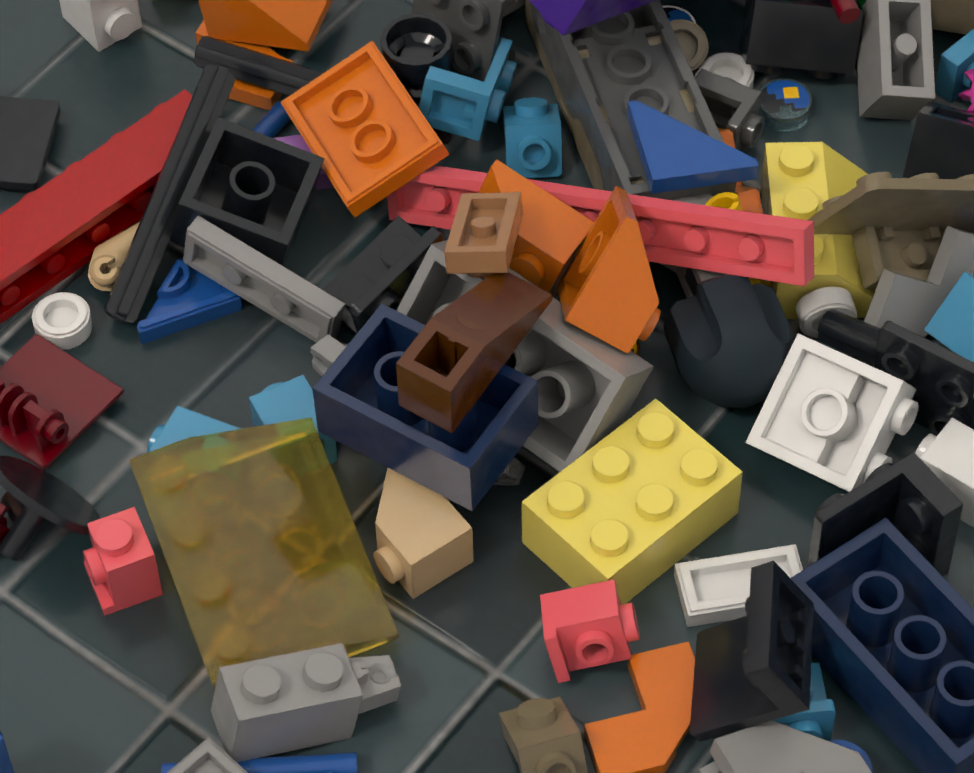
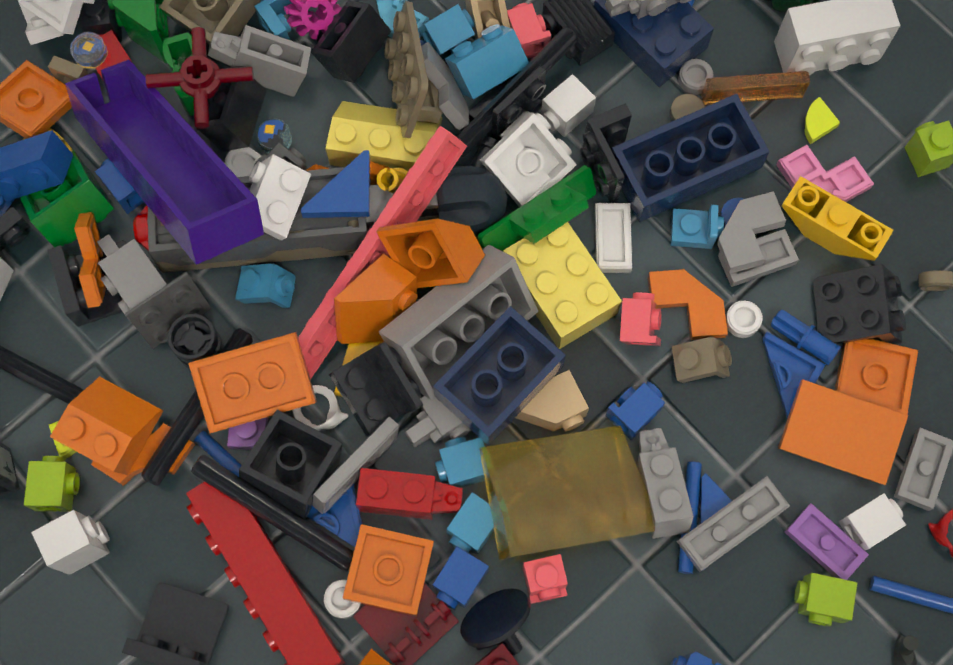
camera: 80 degrees left, 20 degrees up
(99, 450) = (459, 578): none -> blue brick
(108, 357) = (388, 570): none -> orange tile
(109, 258) = (302, 561): tan arm -> none
(228, 348) = (405, 494): none -> red hinge
(323, 228) = (334, 415): none -> white piece
(431, 653) = (636, 408): none -> blue brick
(464, 103) = (244, 313): dark azure bracket -> none
(466, 348) = (493, 333): reddish brown slope -> none
(483, 234) = (405, 313): medium nougat plate -> none
(644, 65) = (279, 193): none -> white bracket
(738, 445) = (543, 213): none -> green bracket
(757, 663) = (688, 239): black bracket -> none

